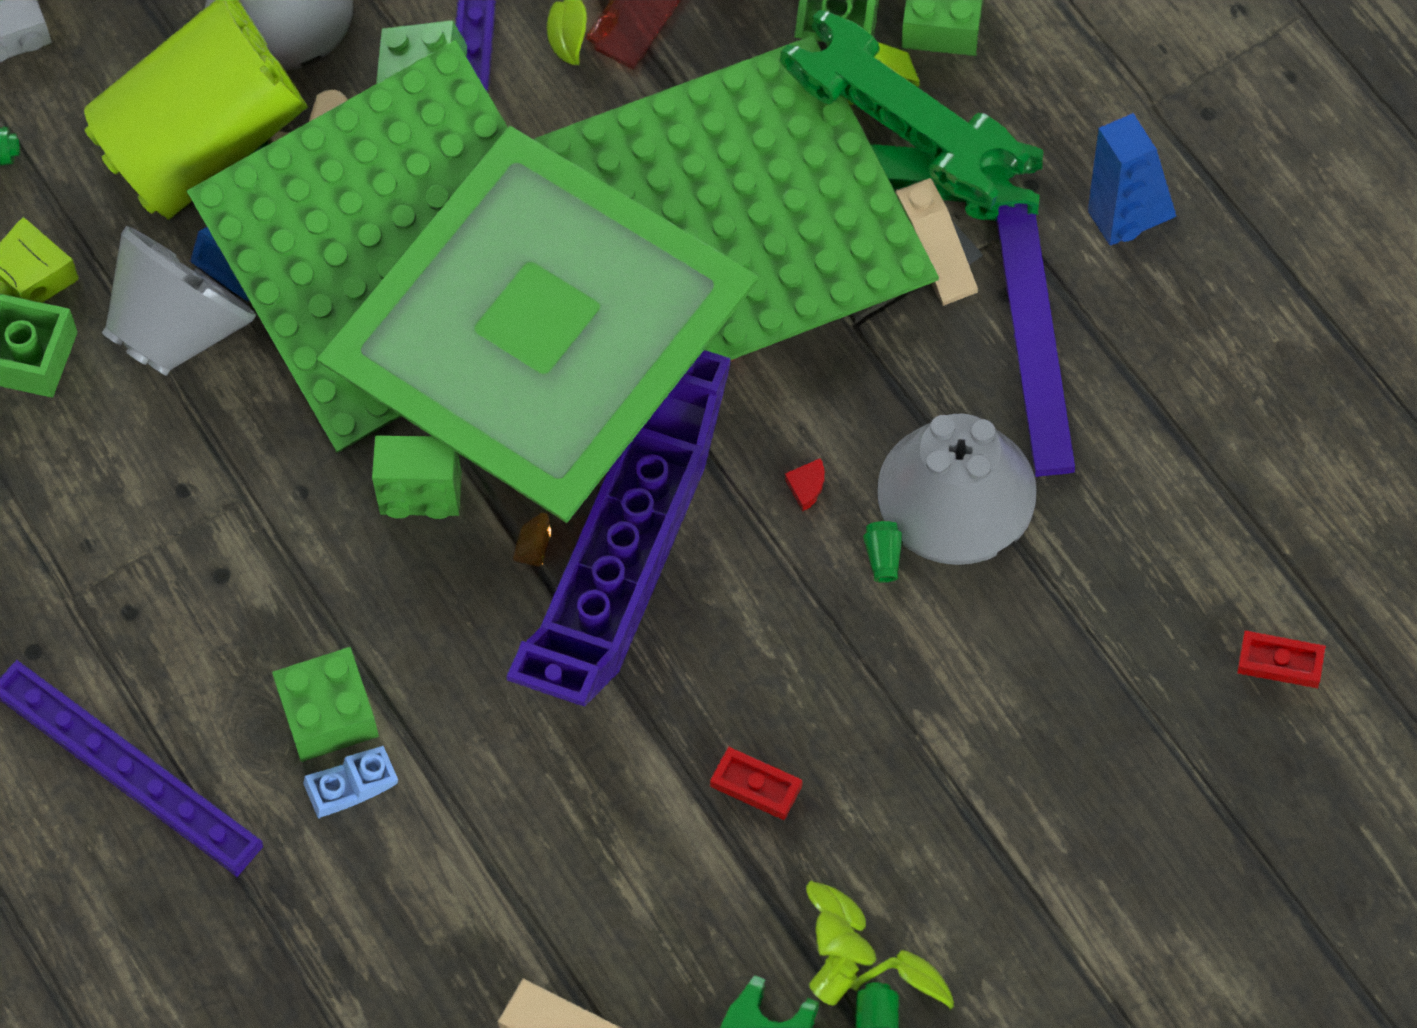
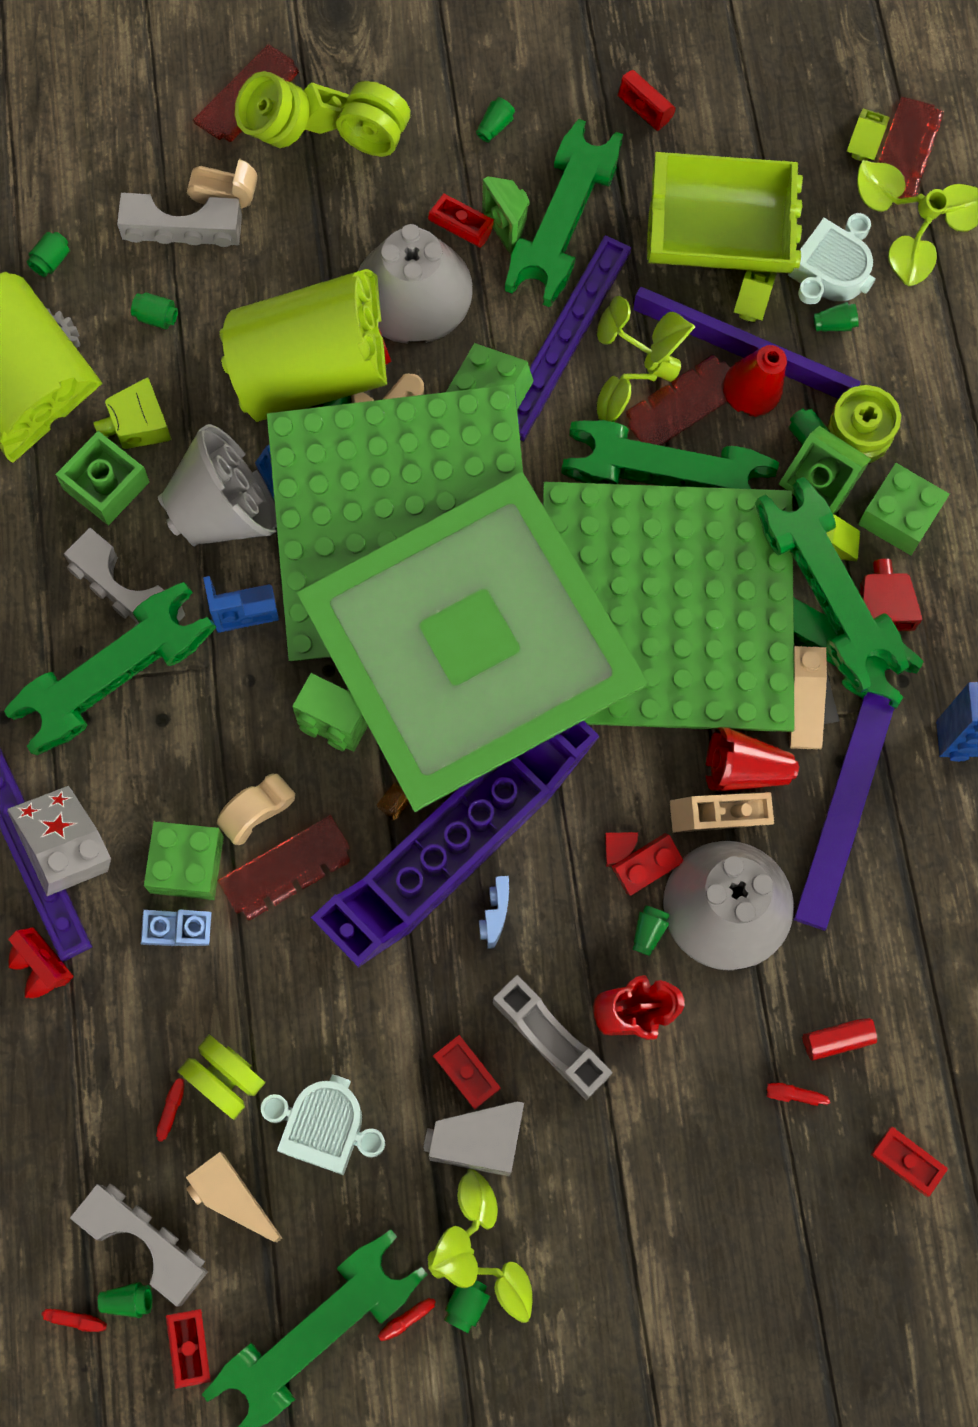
camera: 20 degrees right, 10 degrees up
(103, 593) = (66, 699): none -> green piece
(150, 462) = (95, 561): none -> light grey arch
(173, 744) = (60, 840): none -> light grey slope
(225, 893) = (33, 951): none -> red tile
(252, 415) = (241, 607): none -> blue panel
(375, 613) = (253, 807): none -> tan animal
(436, 669) = (289, 861): none -> clear red windscreen
(440, 963) = (170, 1109): none -> red piece
(485, 900) = (221, 1076): none -> lime wheel
(617, 81) = (643, 462): none -> green piece
(625, 906) = (323, 1125): none -> light aqua piece
(706, 604) = (494, 919): none -> light blue slope
(804, 838) = (477, 1139): none -> light grey slope
(847, 485) = (647, 864): none -> red plate
(868, 717) = (550, 1038): none -> light grey arch
(899, 397) = (721, 812): none -> tan slope
(903, 333) = (747, 763): none -> red cone
(911, 631) = (638, 1008): none -> red head
(976, 94) = (891, 595): none -> red torso
(1116, 651) = (787, 1092): none -> red piece
(1145, 568) = (840, 1038): none -> red brick

